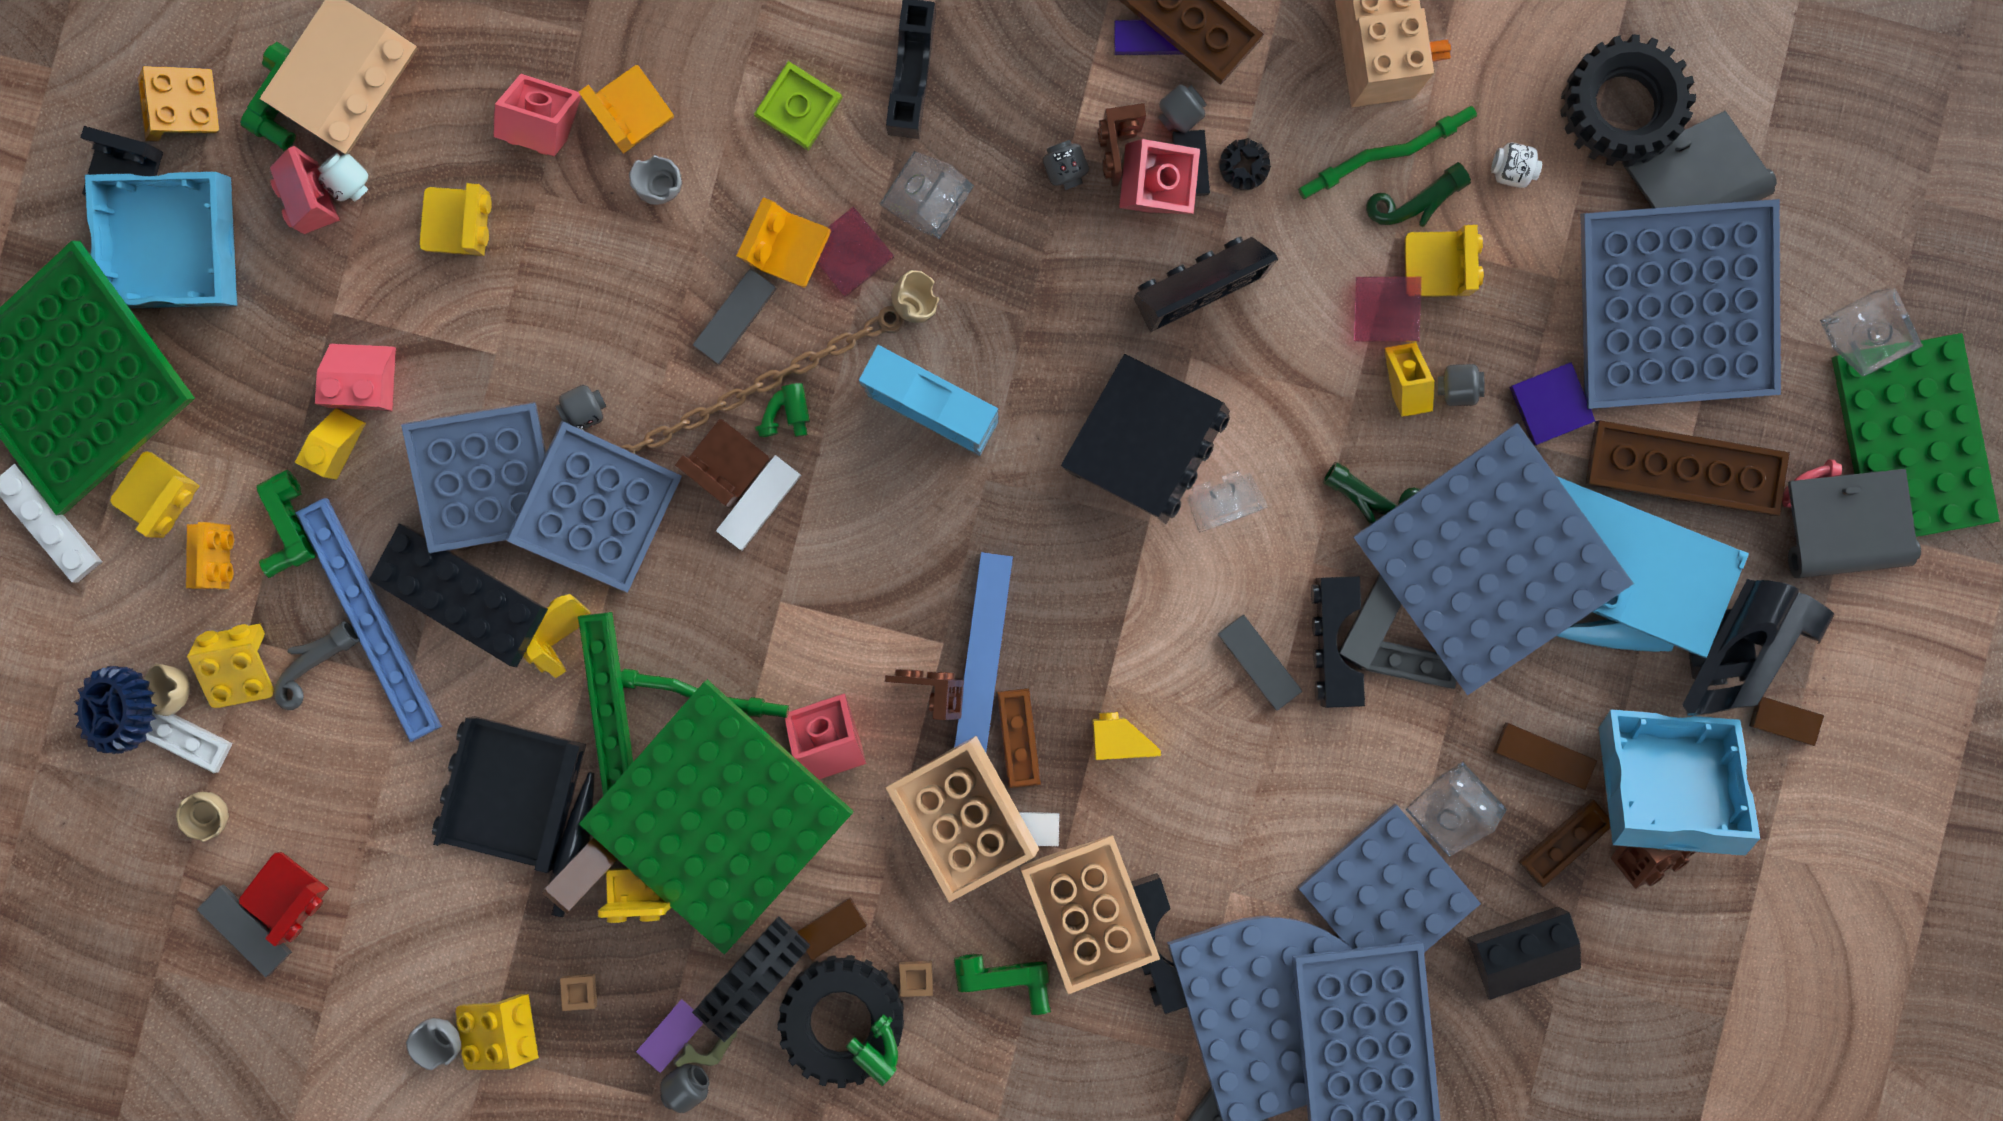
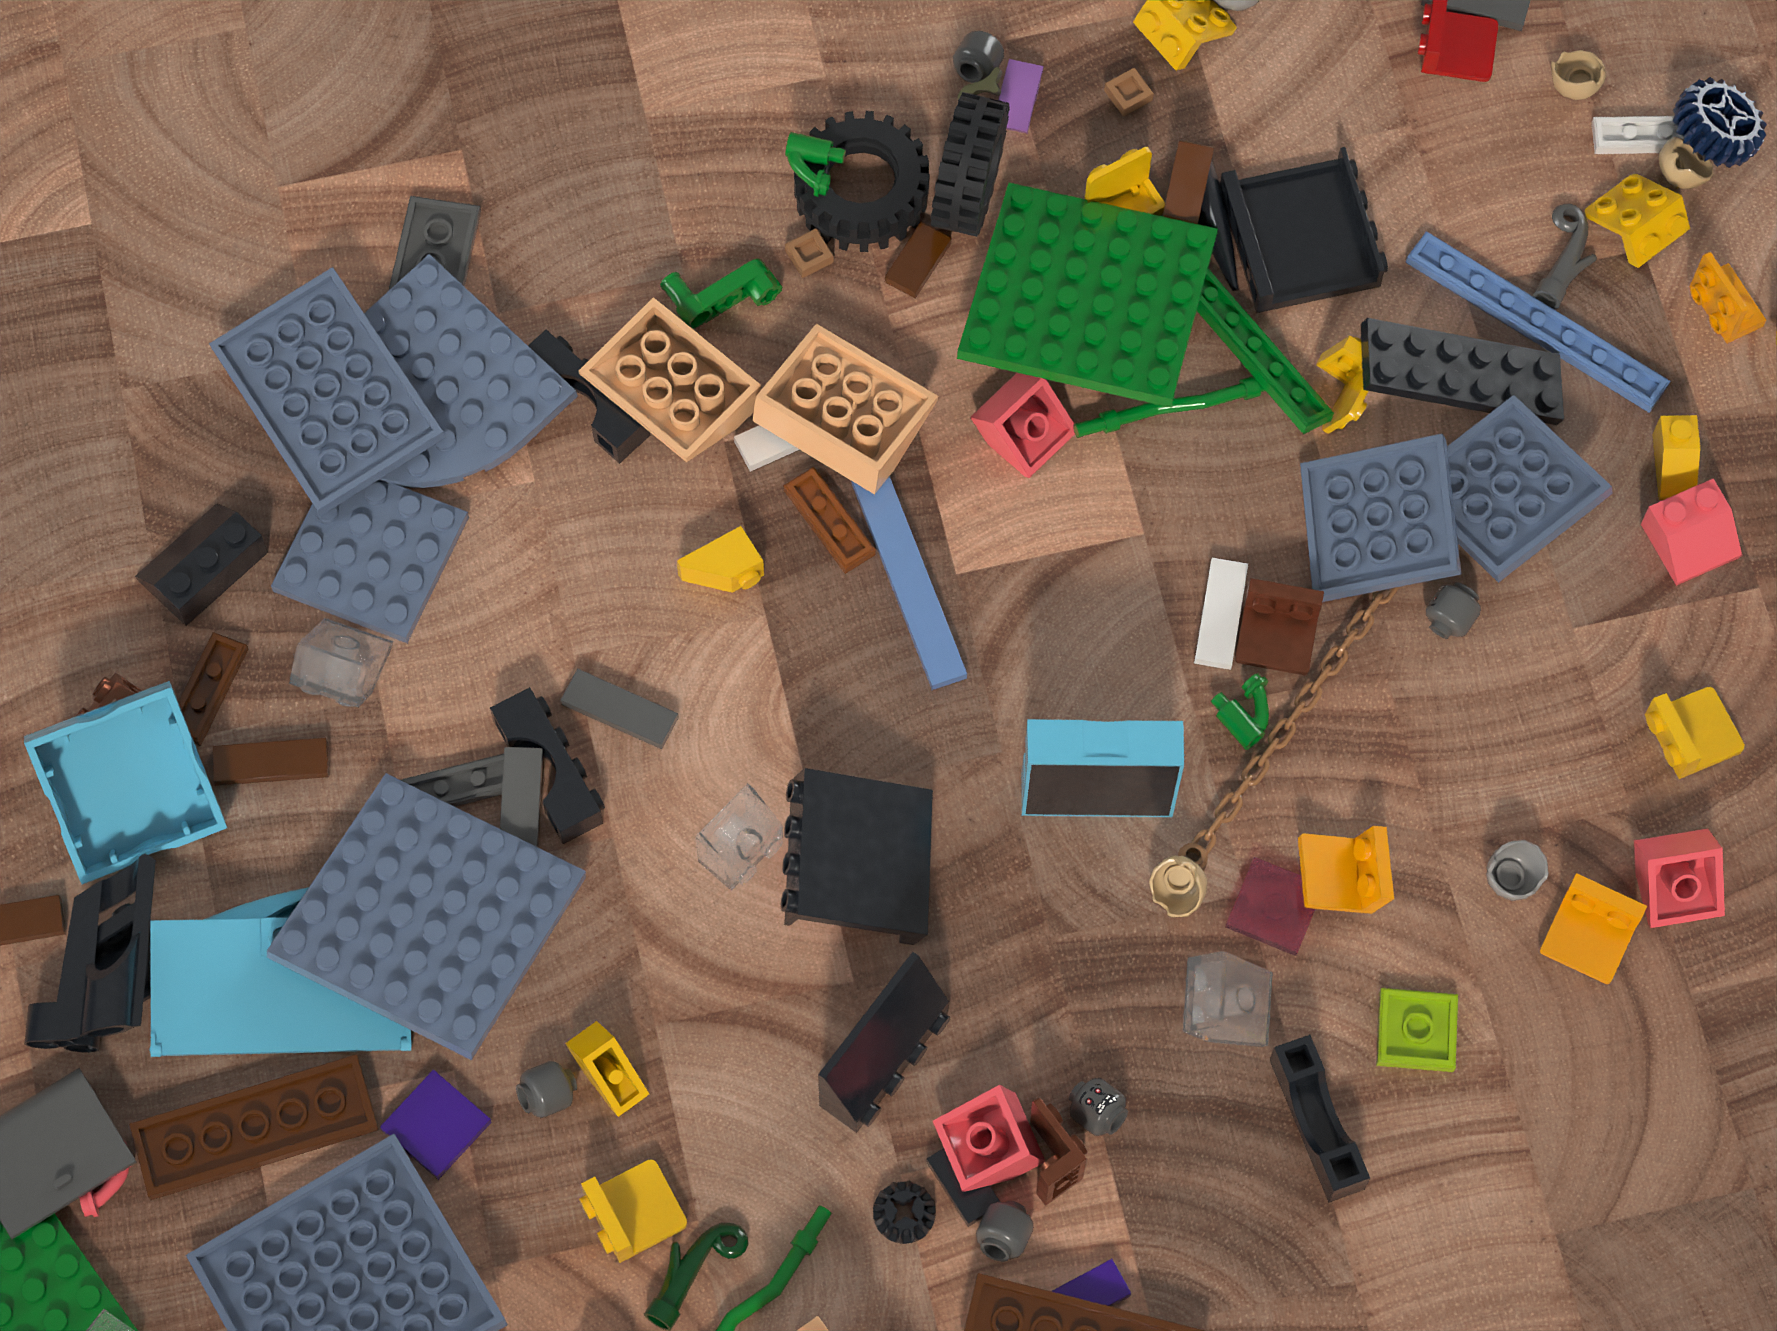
camera: 155 degrees right, 20 degrees down
(276, 497) = (1696, 384): green beam -> none
(735, 316) = (1354, 781): dark grey tile -> none
(948, 694) = (933, 518): copper bracket -> none
(1359, 493) = (596, 926): dark green plant -> none
(1387, 309) = (667, 1131): clear pink tile -> none

